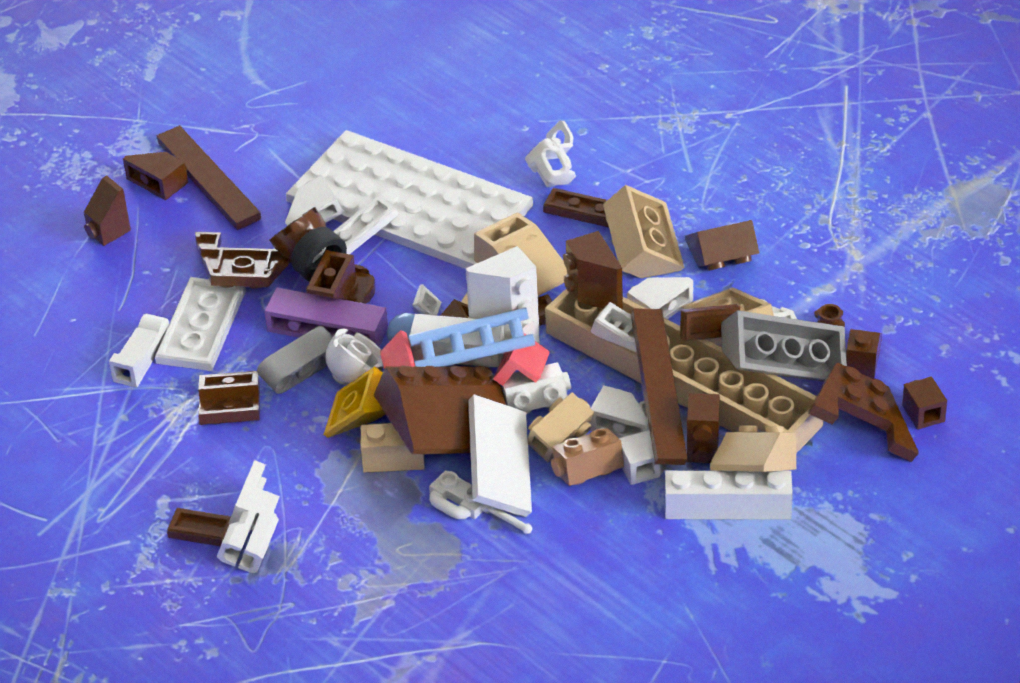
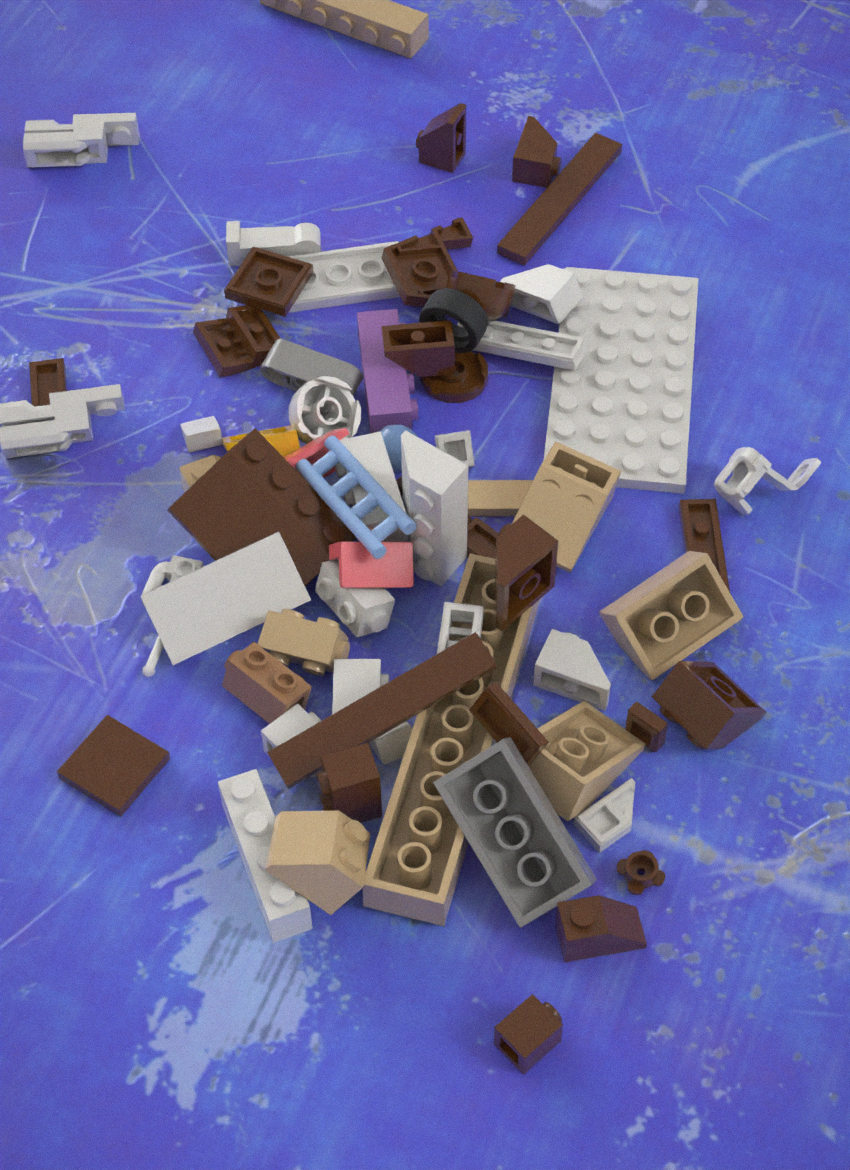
camera: 65 degrees right, 10 degrees up
(185, 358) = (268, 281): none -> reddish brown tile
(312, 442) = (201, 434): none -> white slope
(602, 567) = (113, 765): none -> reddish brown tile
(724, 277) = (646, 726): none -> reddish brown tile
(865, 399) = (490, 954): reddish brown wing -> none

